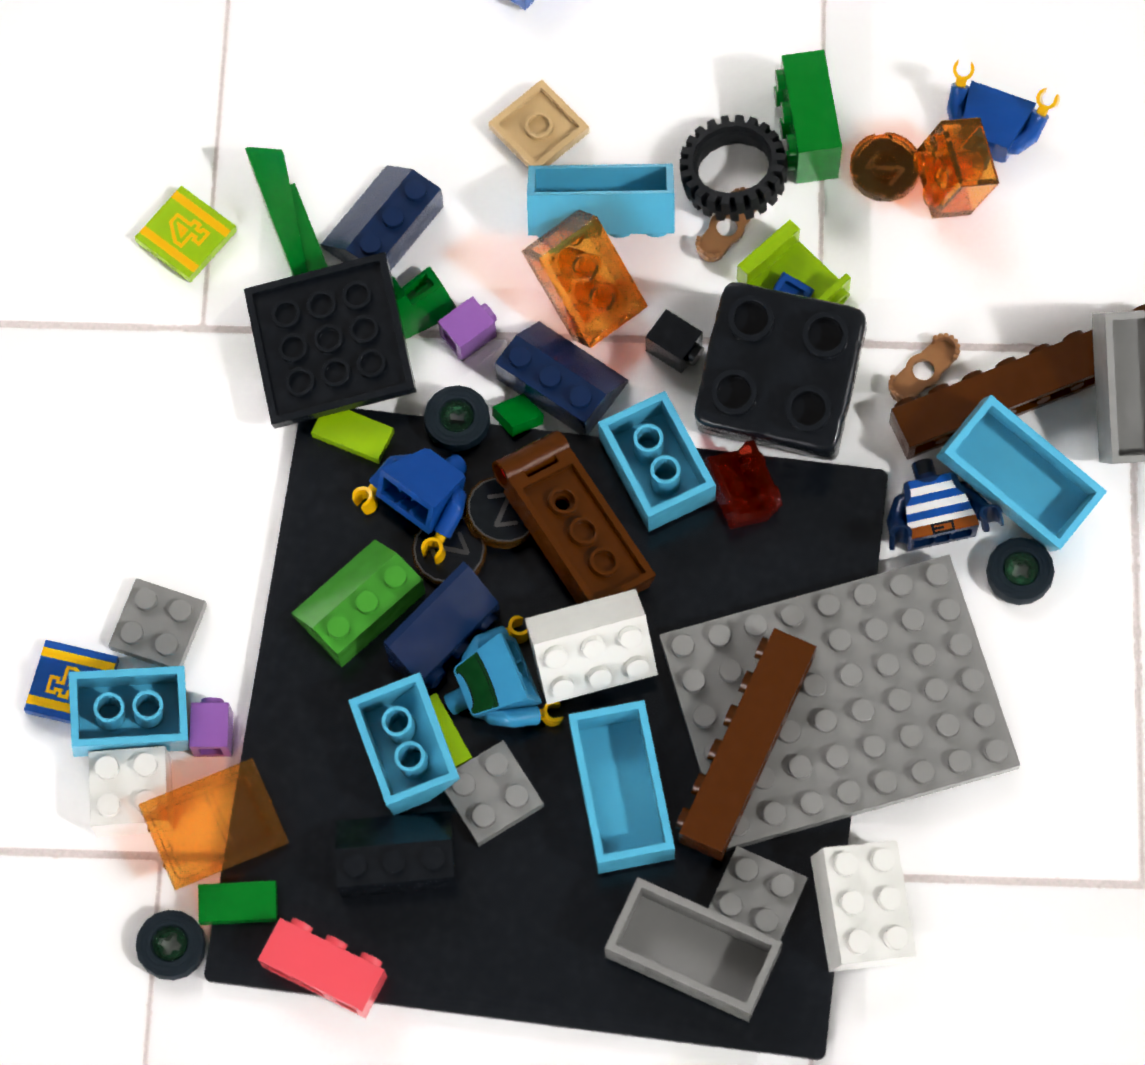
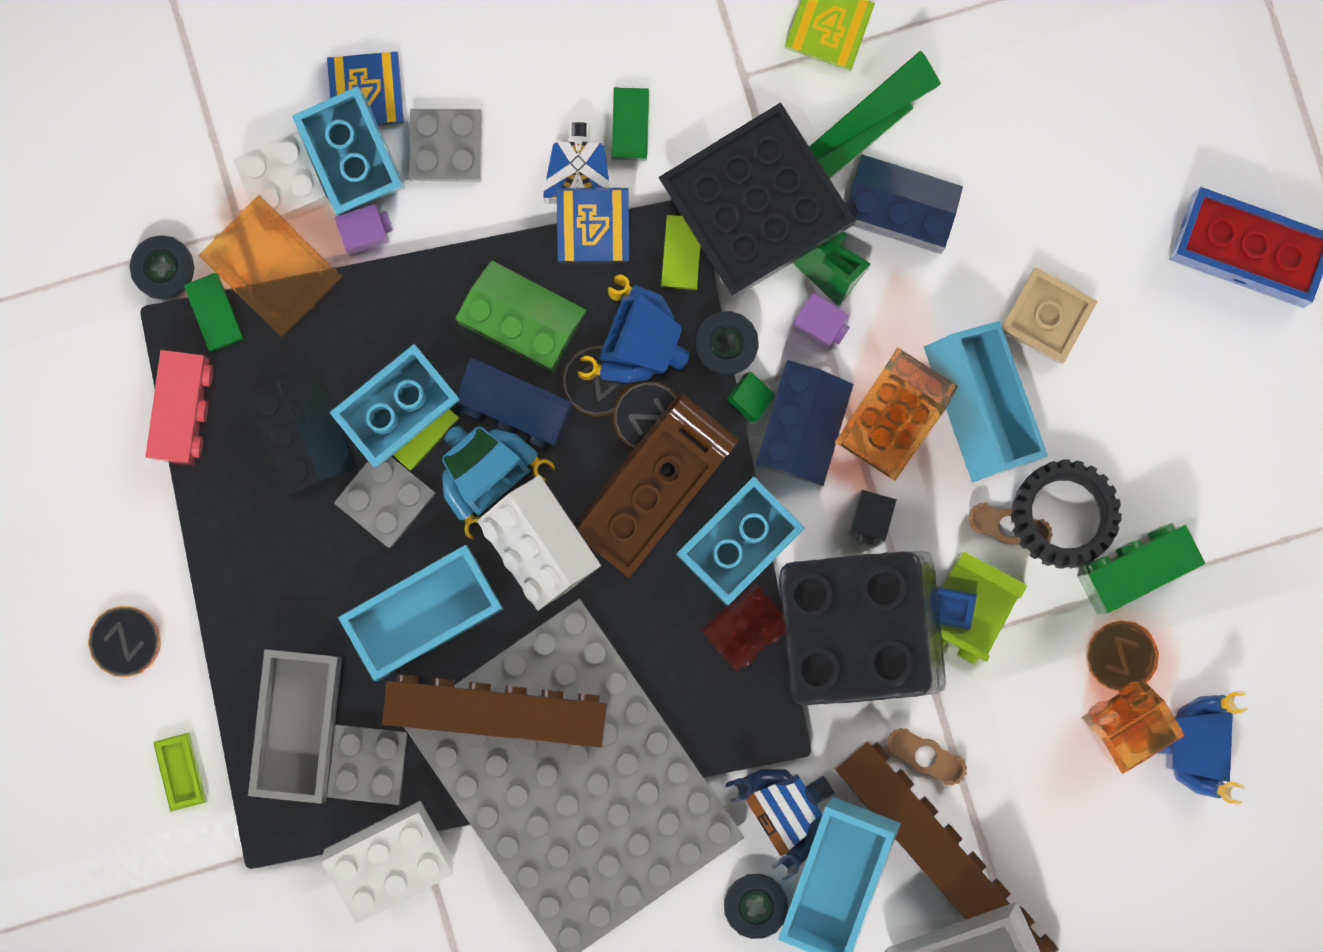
camera: 70 degrees right, 15 degrees up
(207, 444) = (630, 123): none -> green tile
(234, 503) = (576, 163): none -> torso
(293, 501) = (593, 224): none -> blue tile

